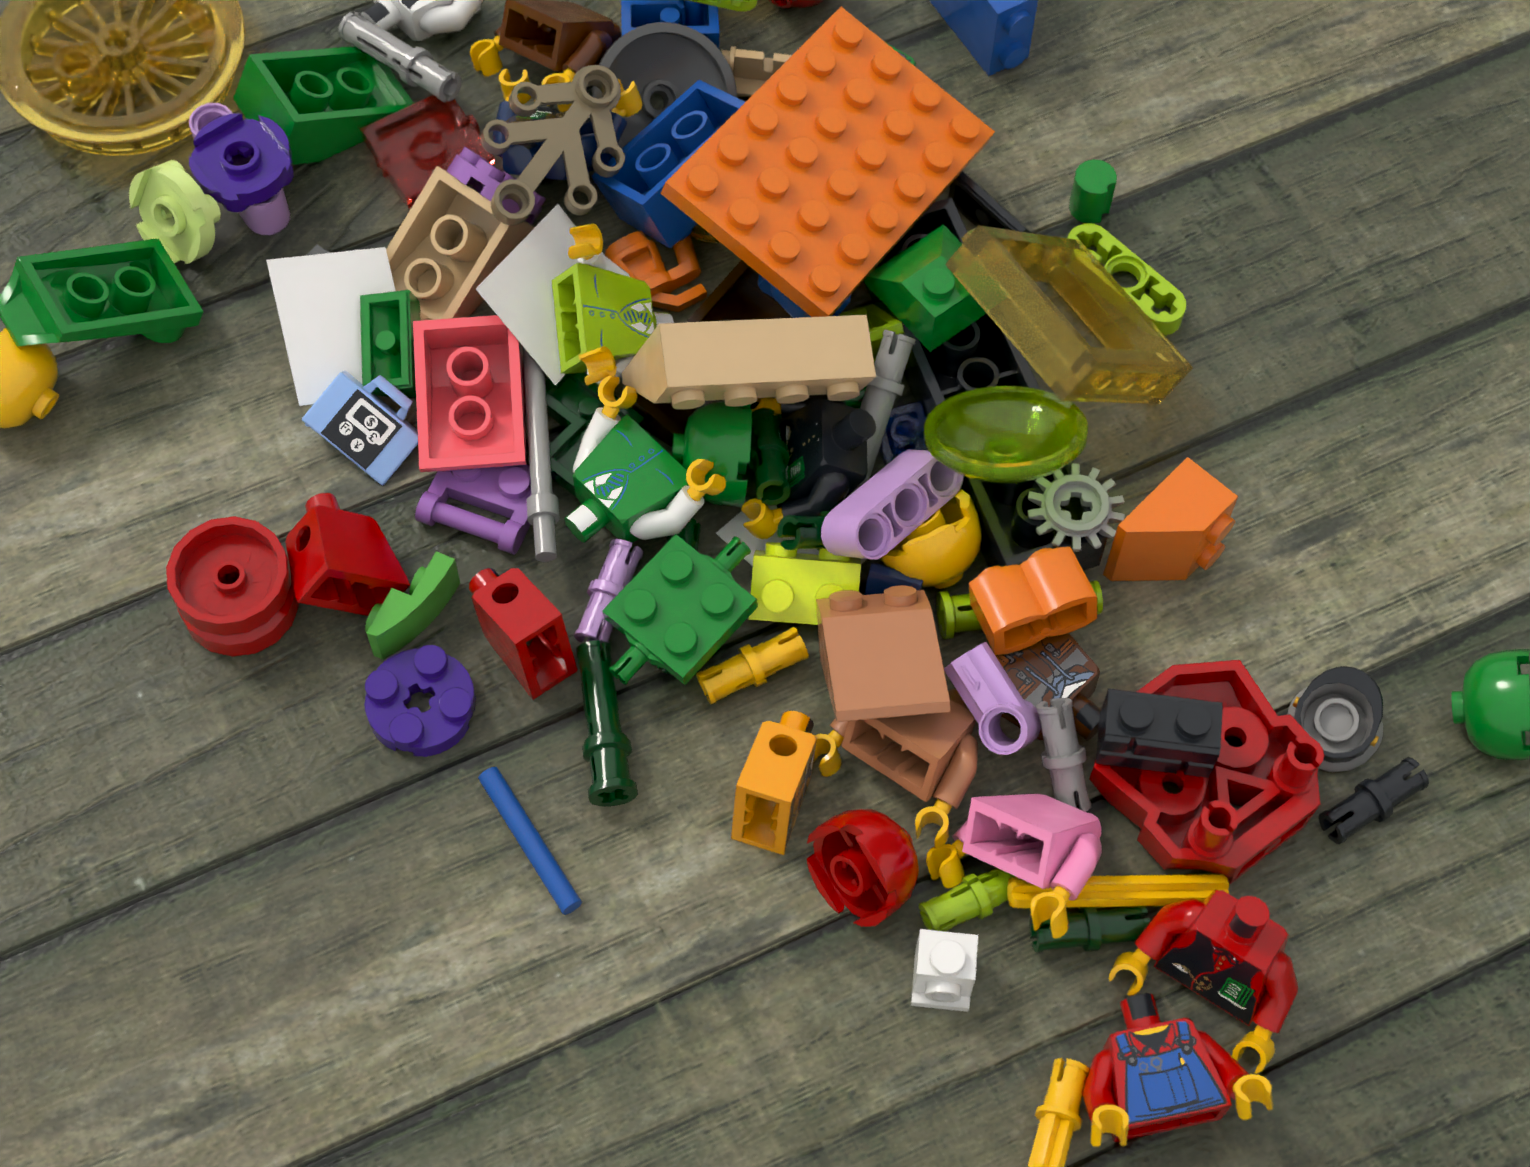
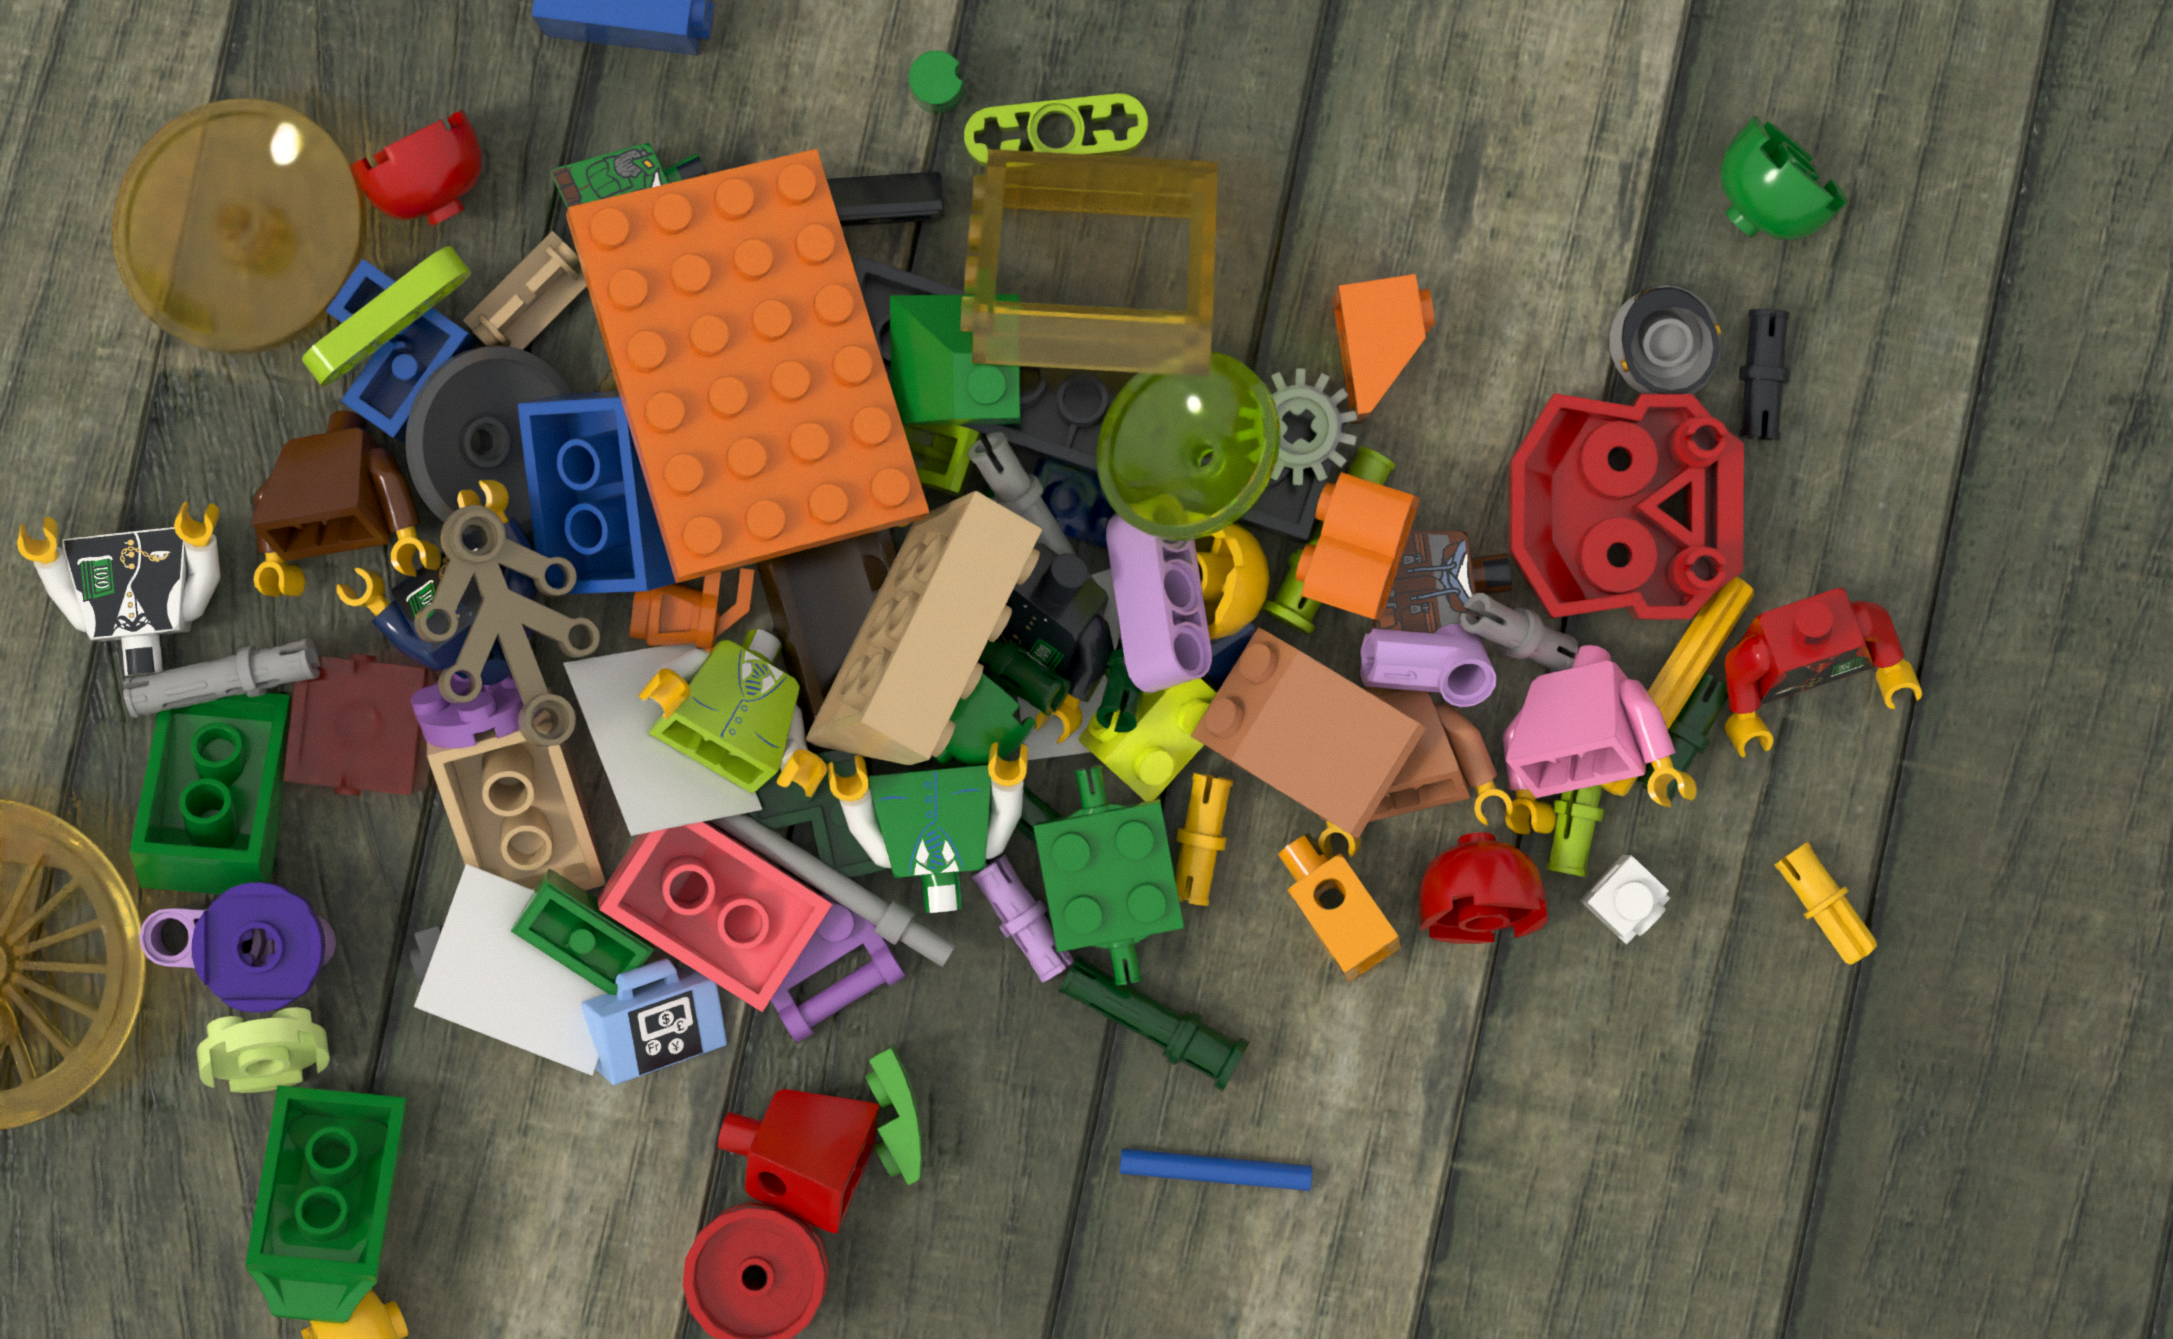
camera: 45 degrees left, 25 degrees up
(426, 672) = (1028, 1150): dark purple plate -> none
(514, 613) = (1026, 1033): red torso -> none
(1159, 733) = (1580, 544): black brick -> none
(1164, 1077) = (1864, 789): torso -> none

